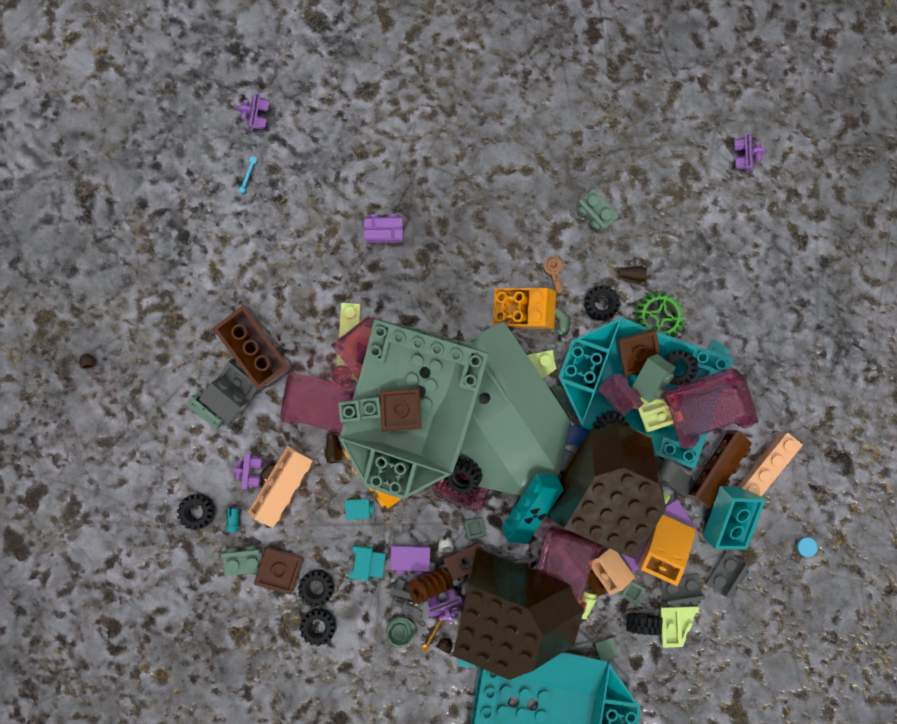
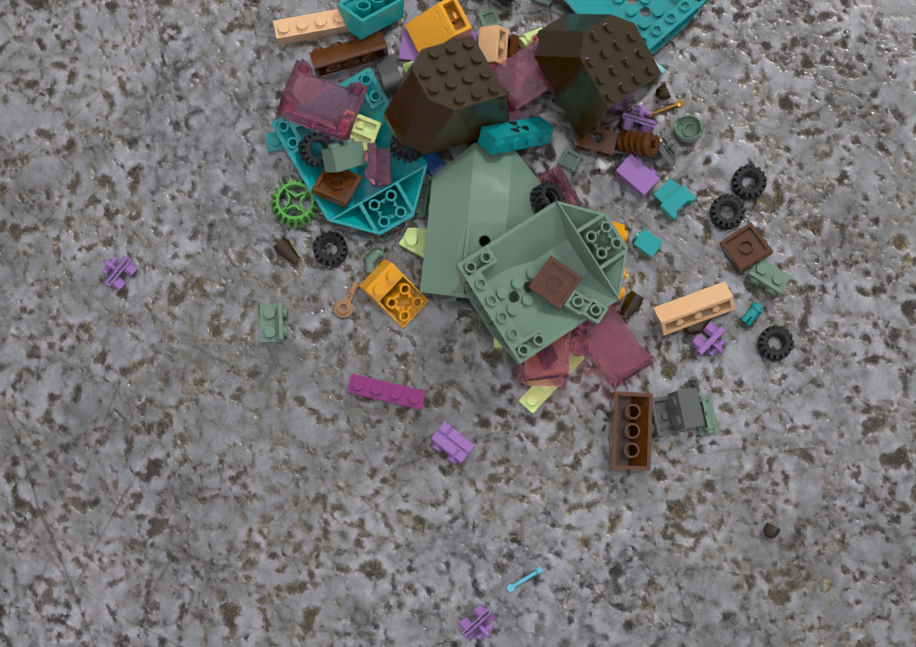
camera: 145 degrees left, 5 degrees down
(467, 229) = (386, 391): none -> magenta plate

